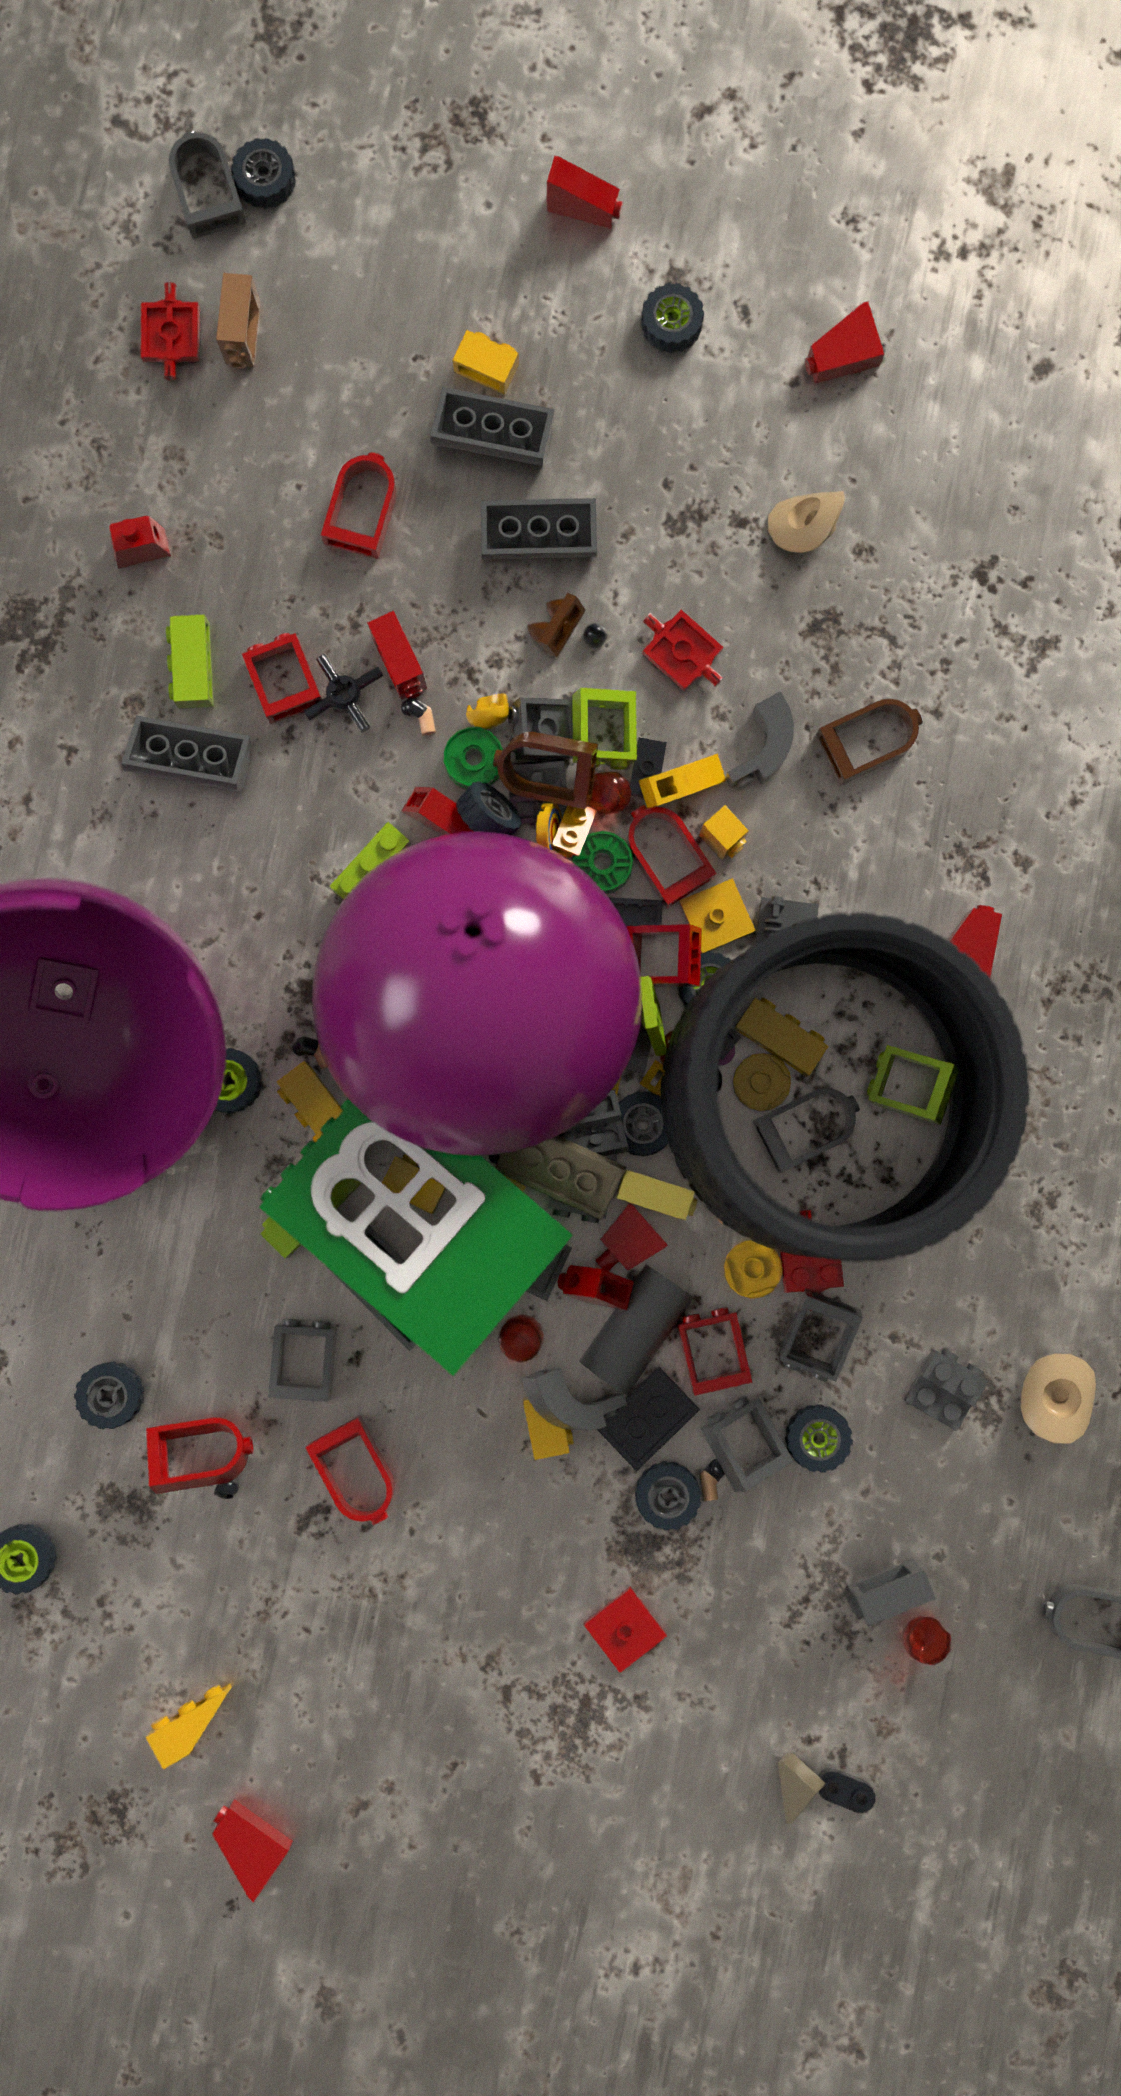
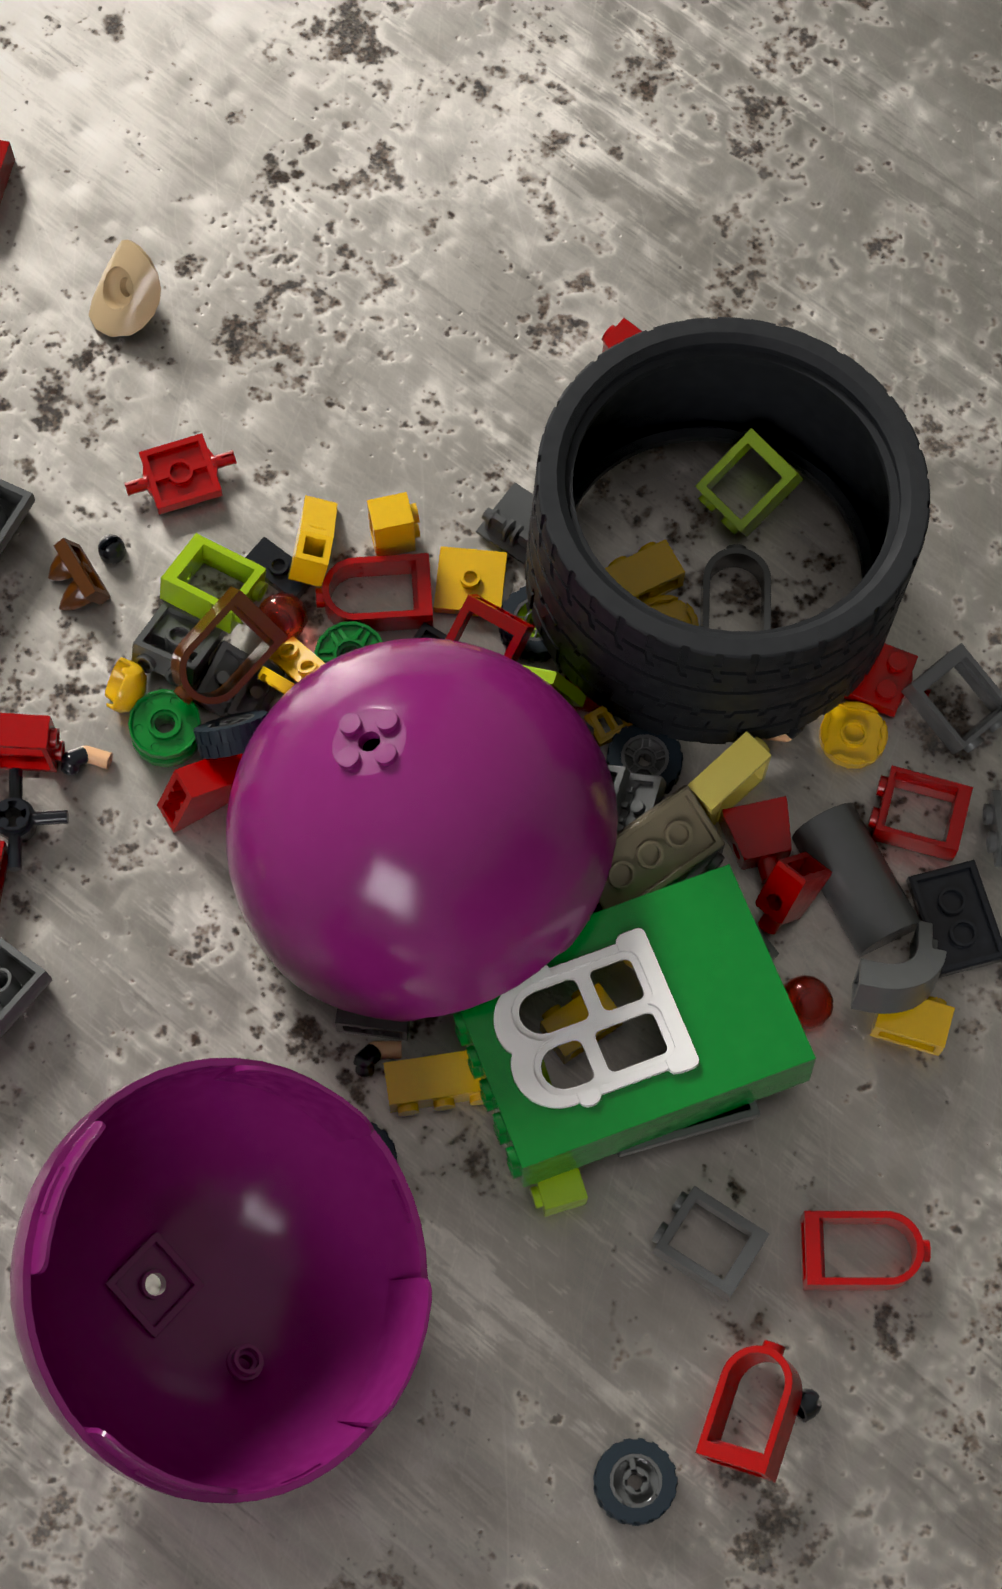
camera: 60 degrees left, 15 degrees down
(383, 845) = (215, 888): lime brick -> none
(778, 730) = (320, 428): dark grey arch -> none
(836, 753) = (376, 387): reddish brown window -> none

